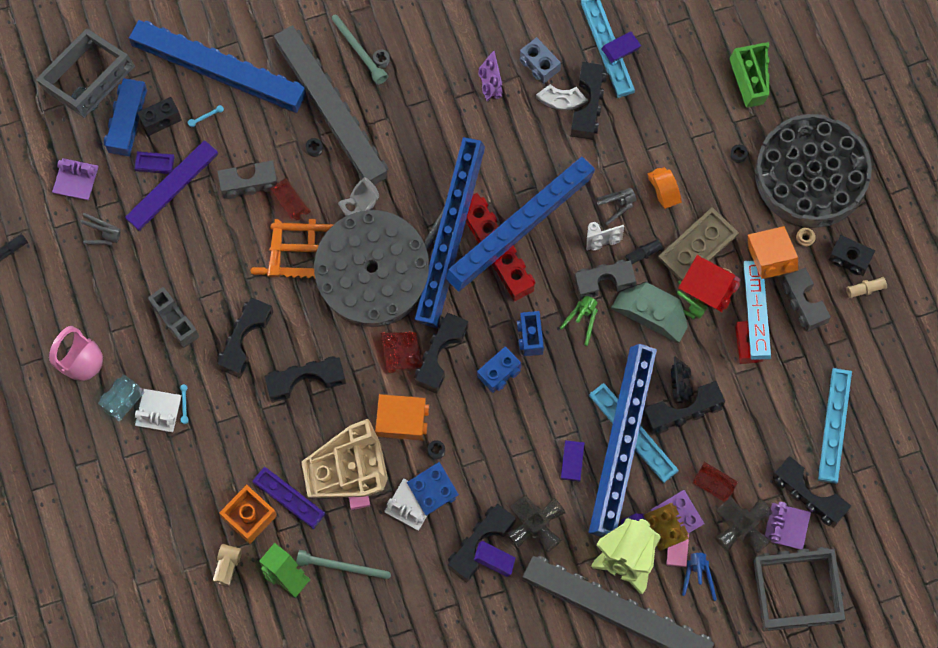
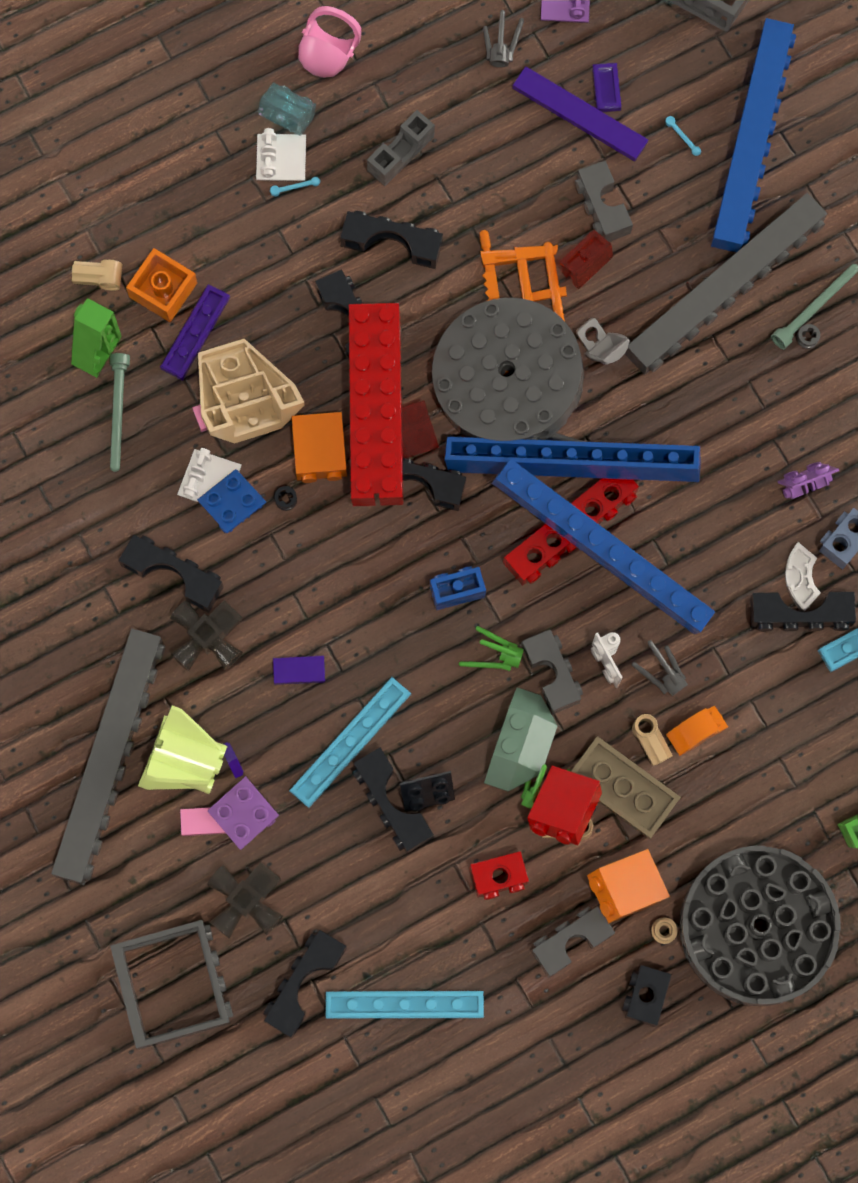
camera: 75 degrees right, 5 degrees up
(125, 117) = (659, 39): blue brick -> none
(159, 116) = (668, 78): black brick -> none
(309, 144) = (663, 282): black bush -> none
(381, 364) = (375, 404): none -> red piece
(494, 558) = (151, 591): dark purple tile -> none
(499, 370) = (403, 557): blue brick -> none
(622, 440) = (331, 726): blue brick -> none
(644, 251) = (601, 717): black axle -> none
(667, 219) = (652, 742): none -> tan piece
(667, 526) = (222, 798): pearl gold hinge -> none
(699, 564) = (186, 849): blue plant -> none
(715, 482) = (298, 856): clear red hinge -> none
(735, 158) = (761, 820): black bush -> none
(756, 312) = (535, 875): medium azure tile -> none
(787, 525) = (255, 959): medium lavender hinge -> none
(866, 287) = (606, 1022): tan pin -> none

